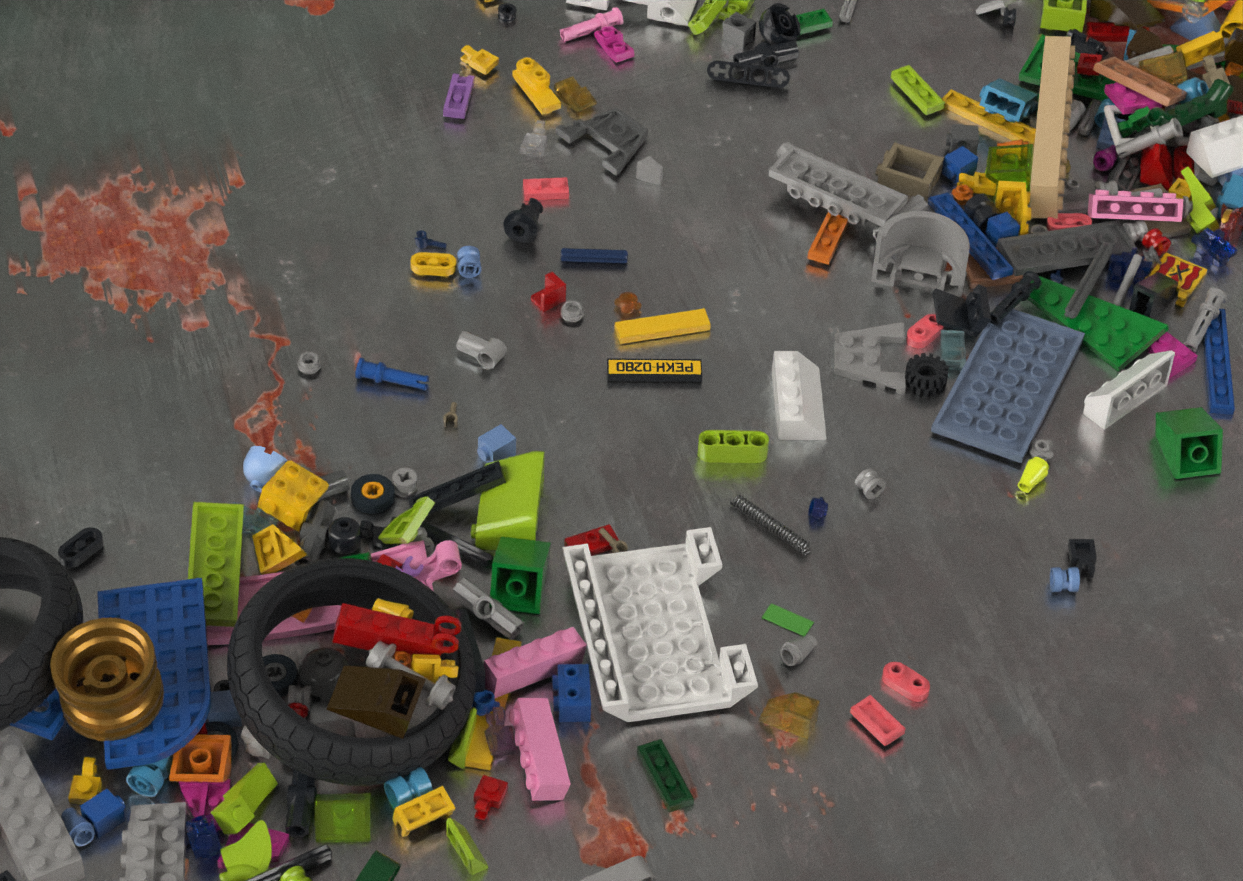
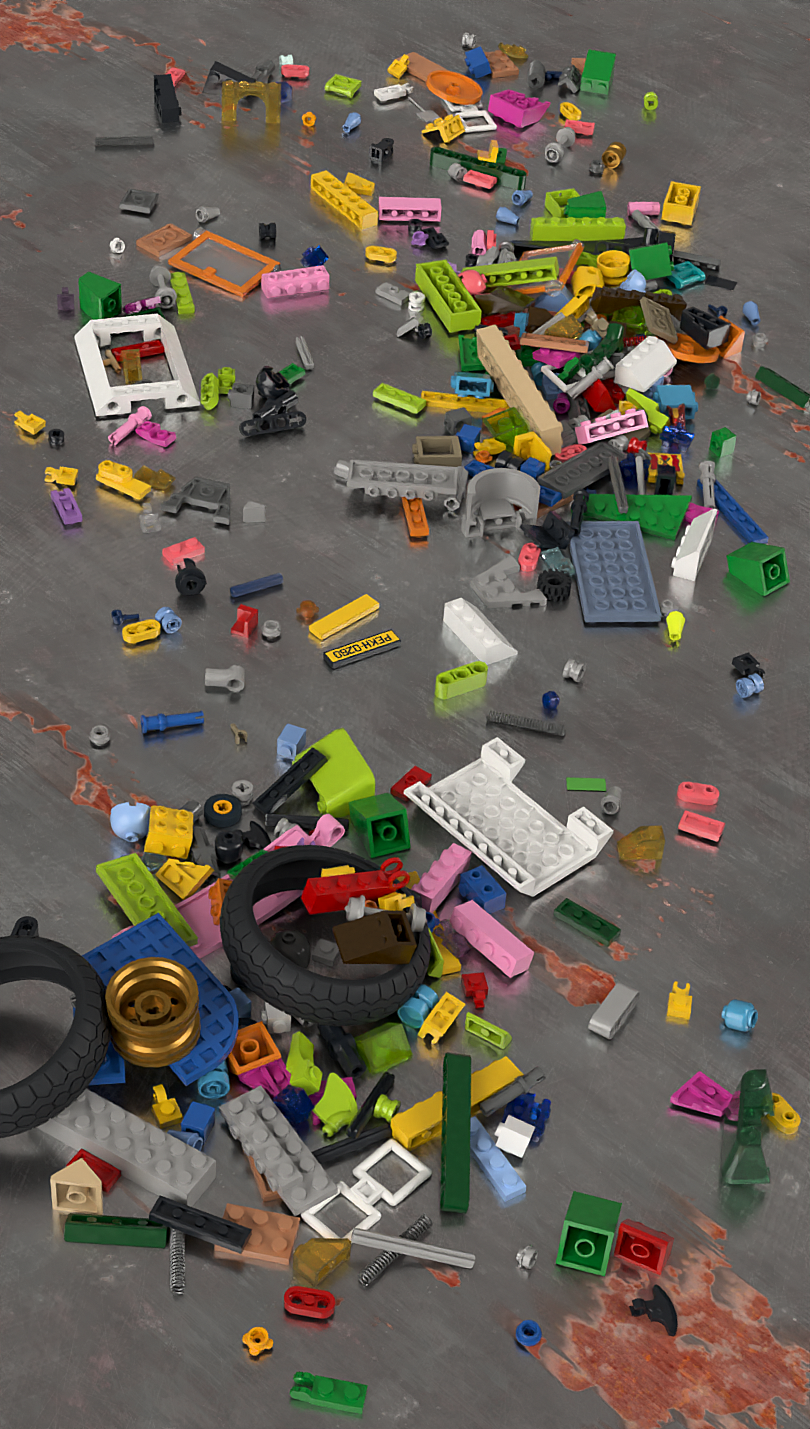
camera: 30 degrees left, 5 degrees down
(405, 526) = (276, 816): lime plate -> none
(499, 617) = (365, 851): light grey piece -> none
(616, 545) = (433, 779): dark tan hand -> none

